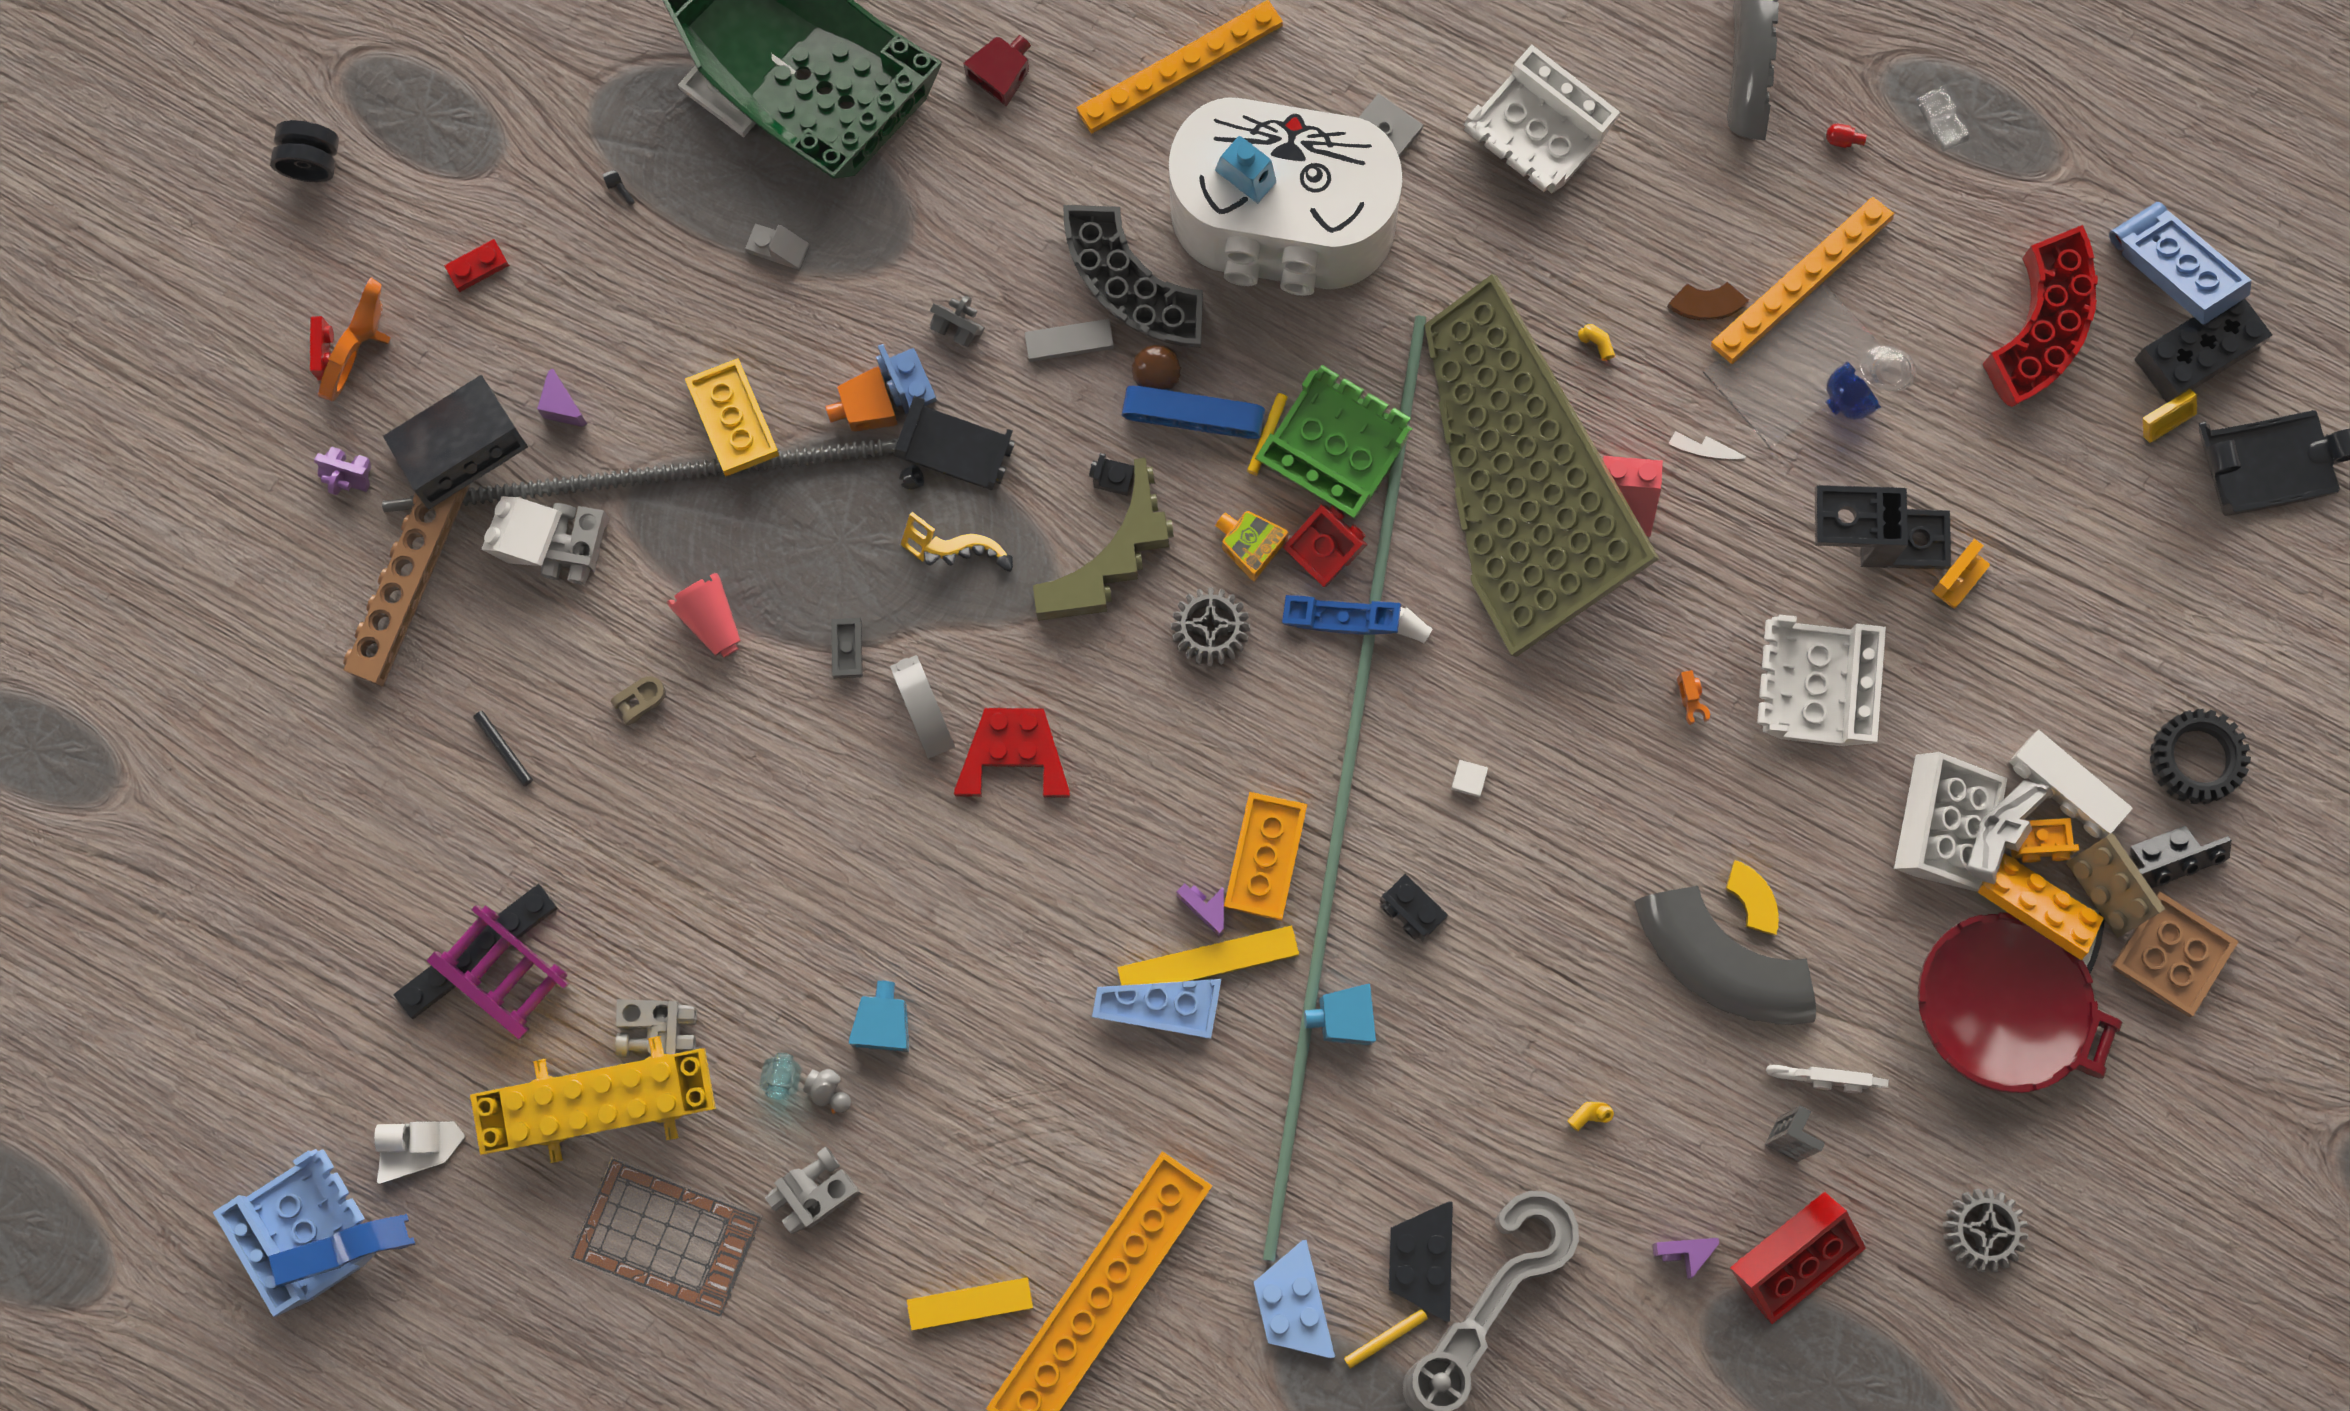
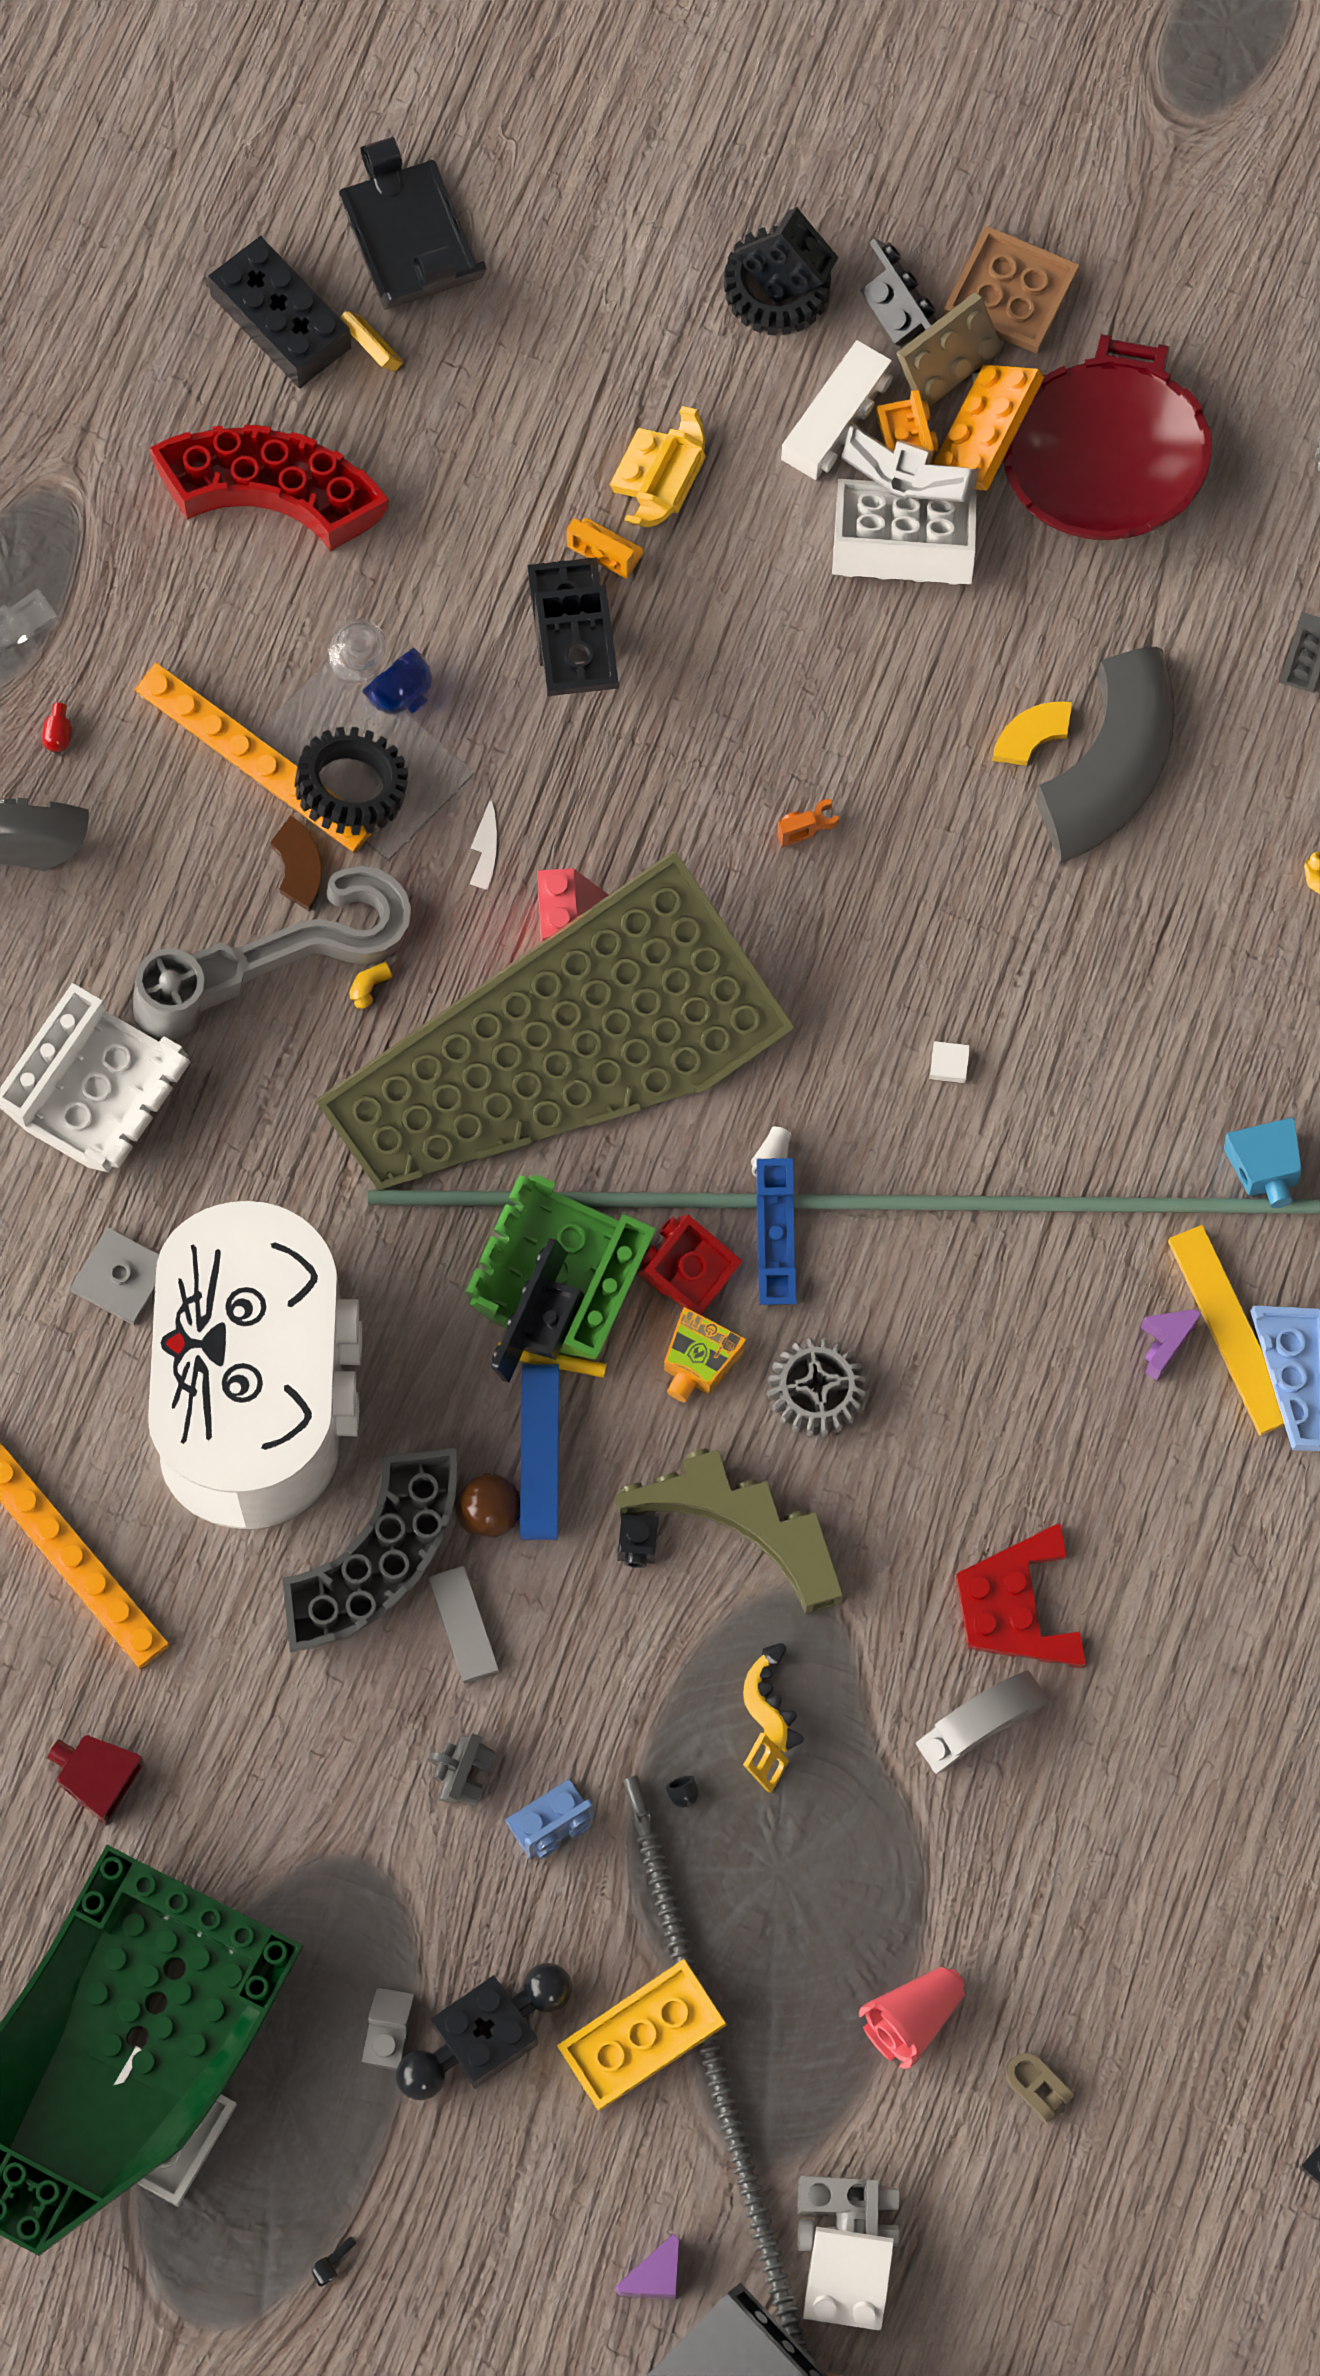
camera: 105 degrees left, 5 degrees down
(503, 748) = (1133, 2253): black bar -> none
(755, 291) = (422, 2073): none -> black brick
(847, 648) = (923, 1831): dark grey plate -> none
(864, 403) = (592, 1868): orange torso -> none
(953, 446) = (633, 1739): black panel -> none
(1244, 165) = (253, 1384): dark azure torso -> none
(1265, 856) = (1090, 1280): light orange plate -> none
(1298, 421) = (541, 1316): none -> black bracket
(1412, 908) = (1118, 1105): black bracket -> none
(1602, 191) = (178, 986): none -> light grey piece
(1799, 335) = (344, 813): none -> black tyre
(1821, 682) = (764, 677): white slope -> none
(1824, 1078) = (1228, 633): white plate -> none
(2027, 632) = (661, 469): none -> yellow plate
(2181, 262) = (181, 340): medium blue hinge -> none
(2215, 762) = (789, 259): none -> black bracket

